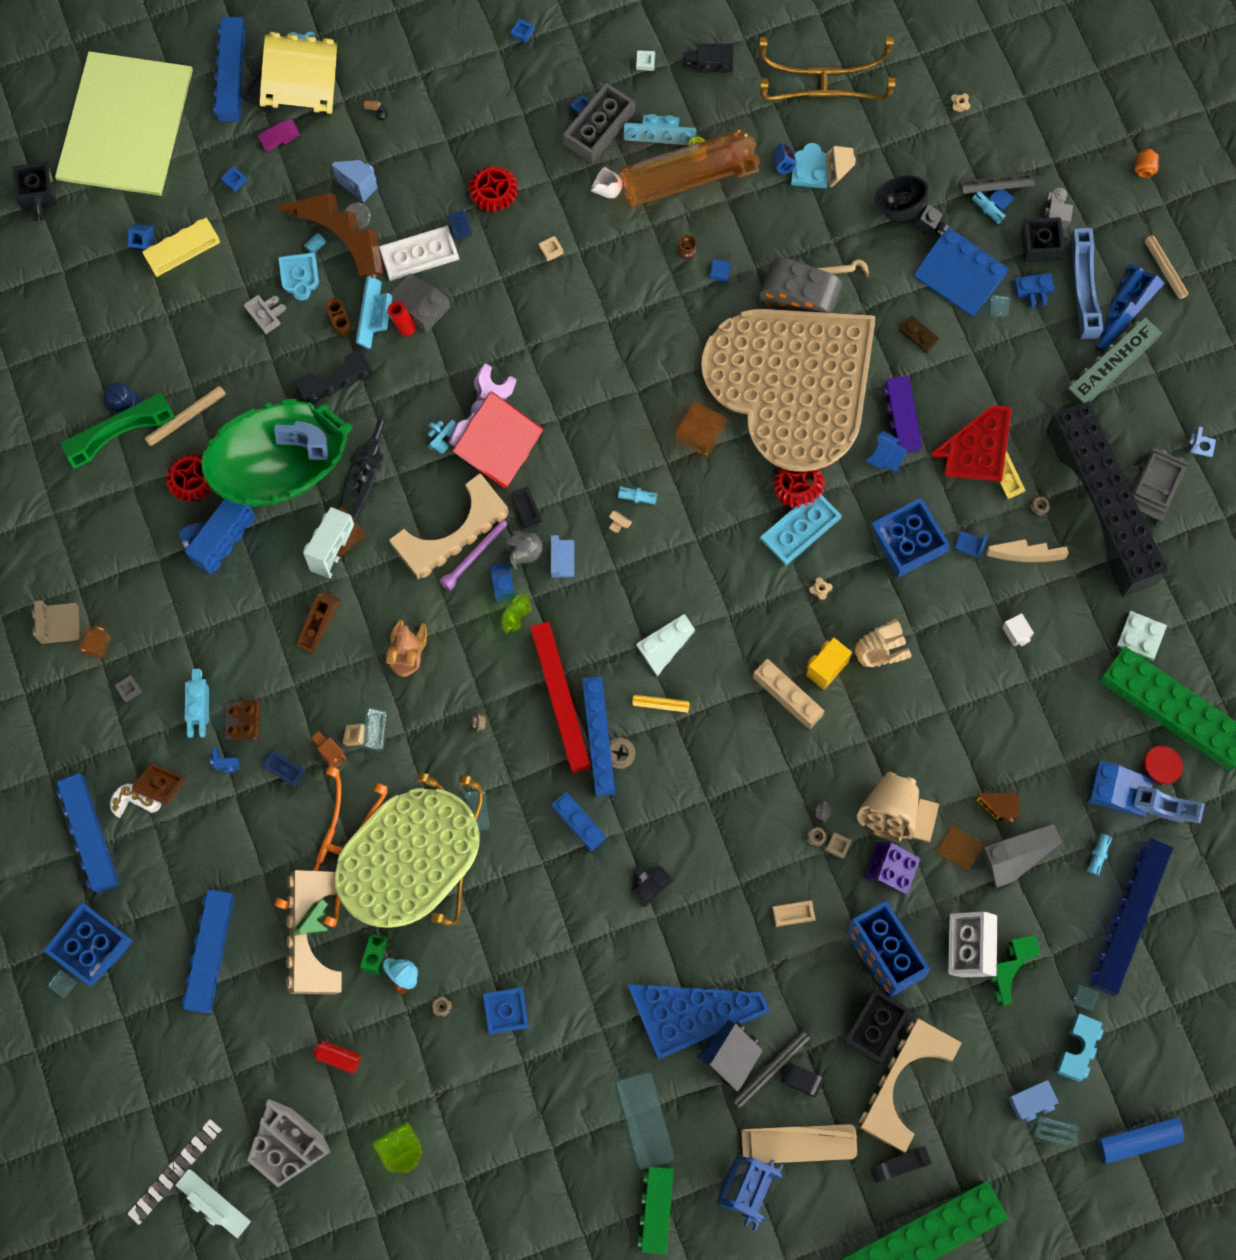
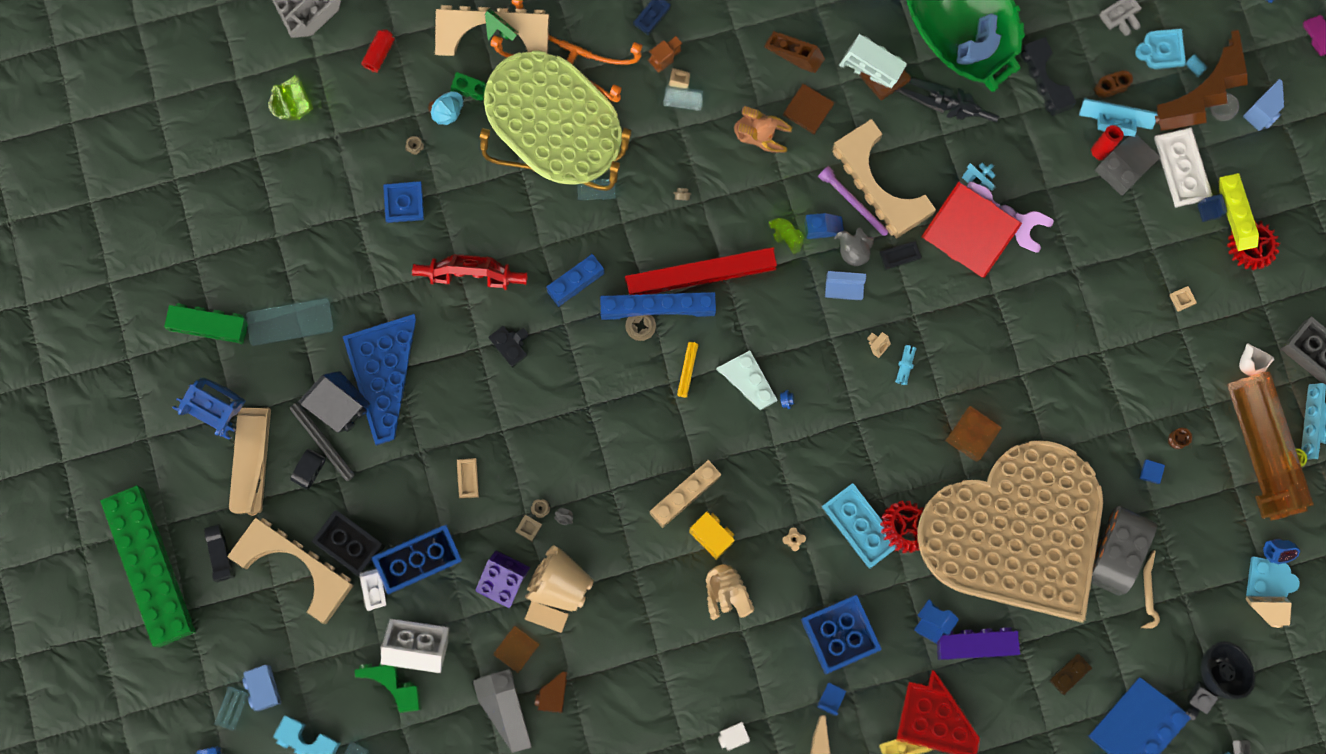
camera: 90 degrees right, 5 degrees up
(378, 605) = (808, 109): none -> reddish brown tile
(465, 198) = (1239, 212): none -> neon yellow brick
(573, 931) = (462, 265): none -> red plate
(683, 604) = (787, 399): none -> blue plate
(921, 995) = (372, 590): none -> white plate

